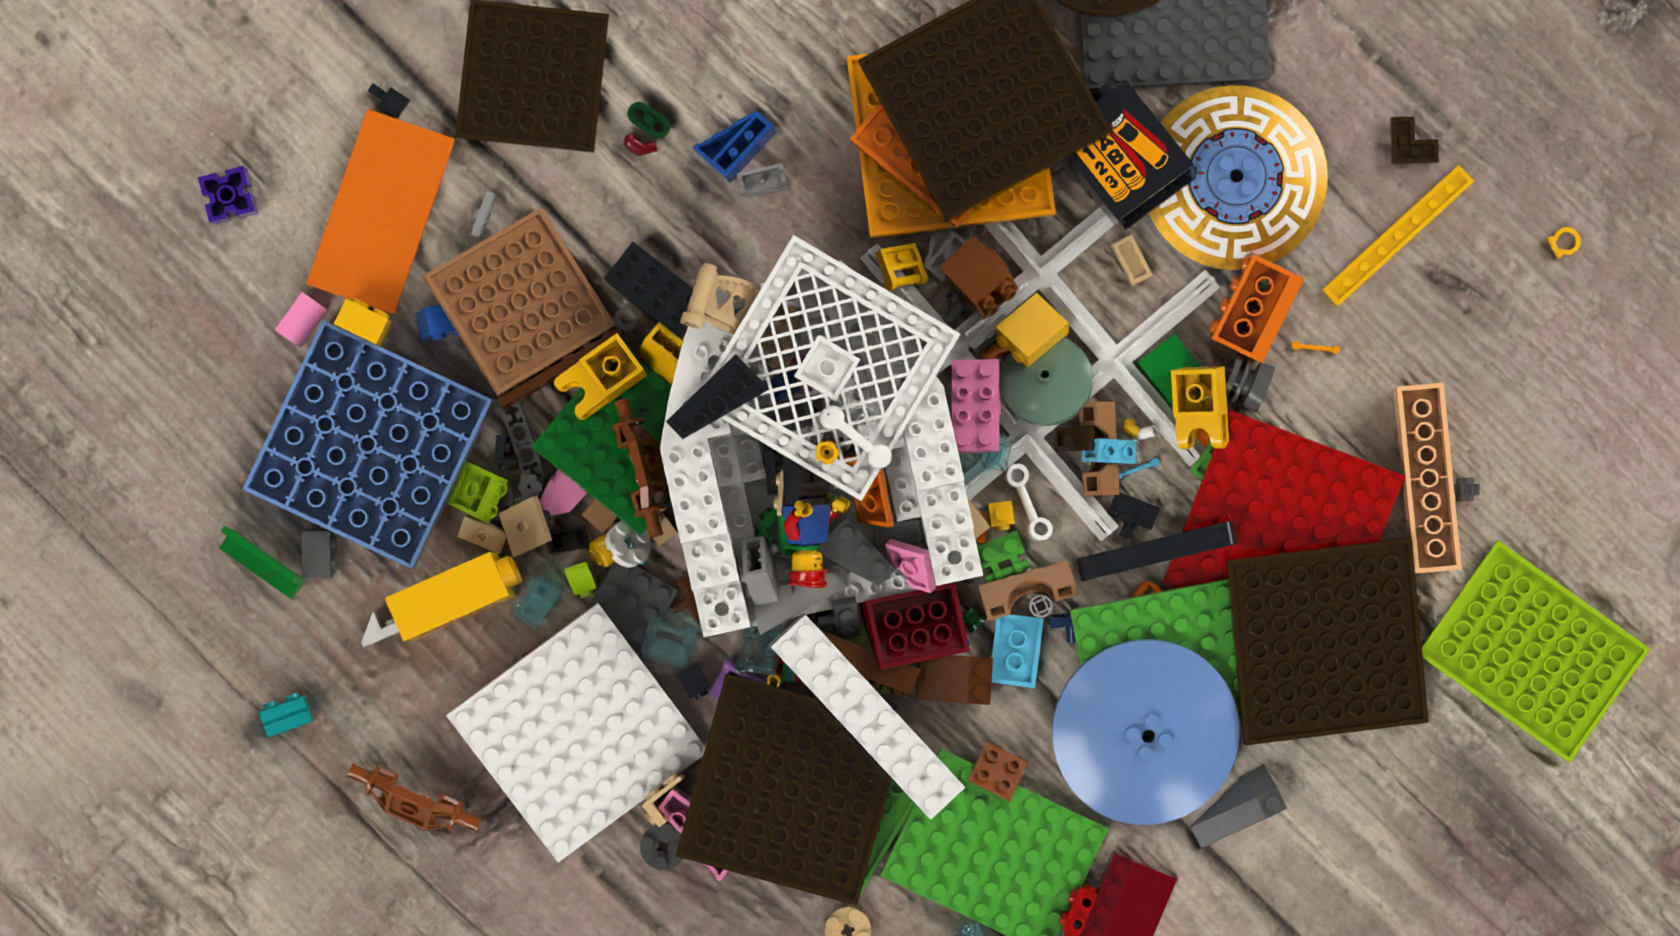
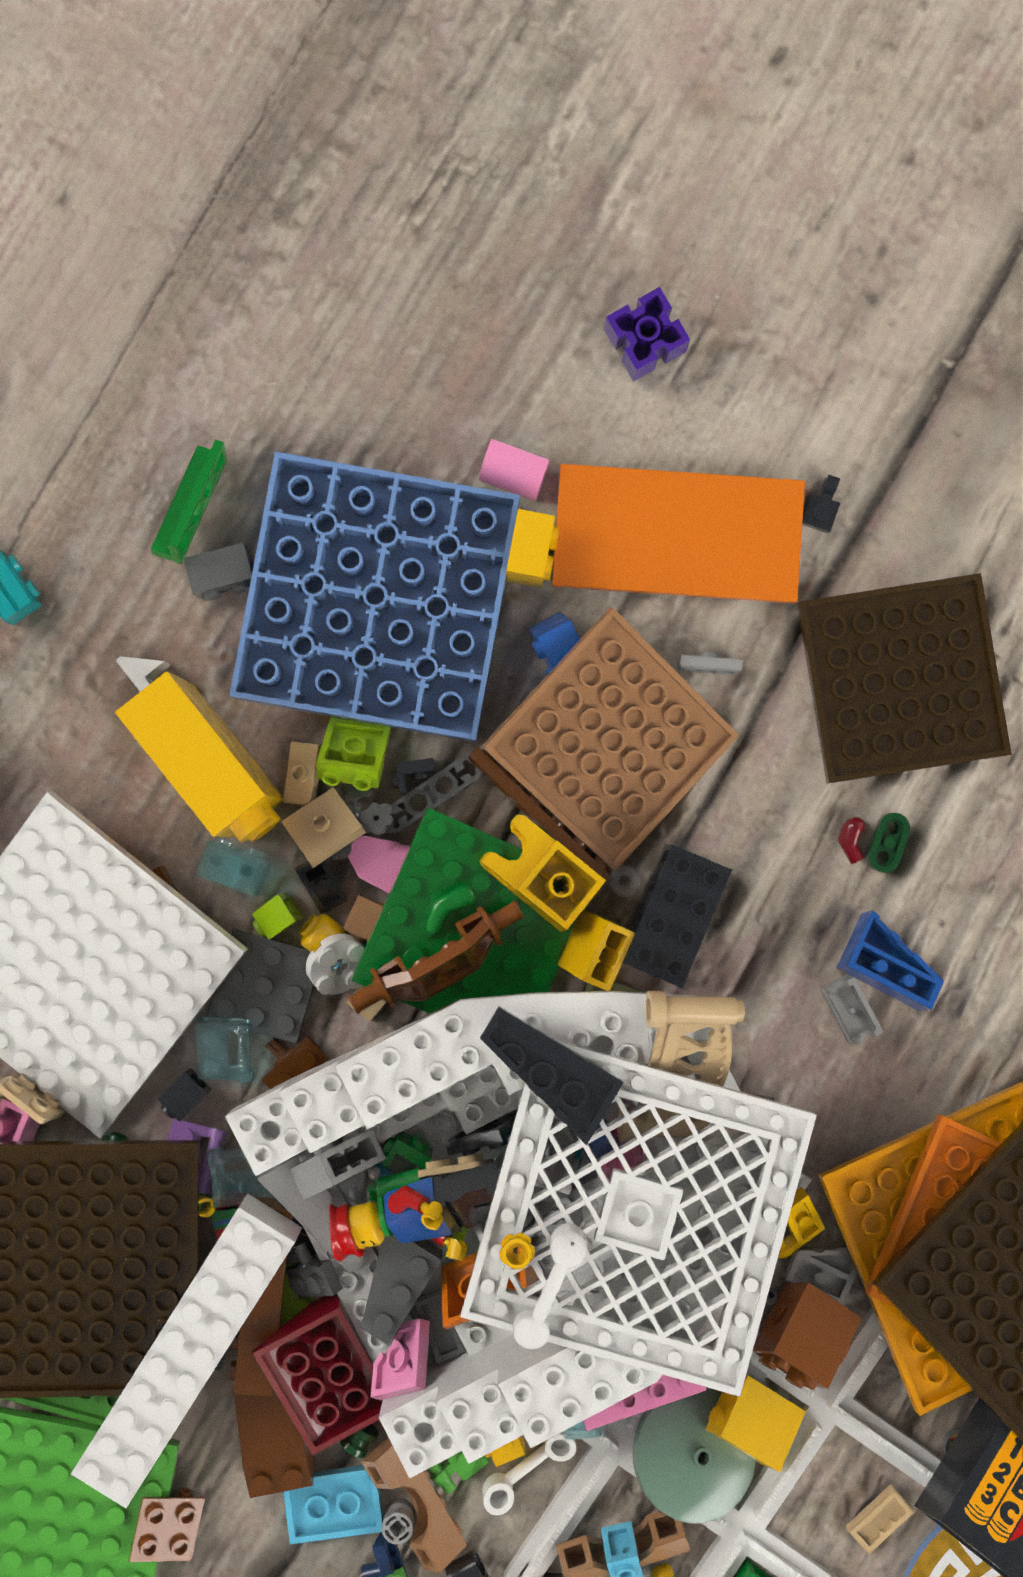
camera: 75 degrees right, 0 degrees up
(604, 451) = (446, 904): none -> green arm
(1074, 439) = (627, 1513): dark brown tile -> none

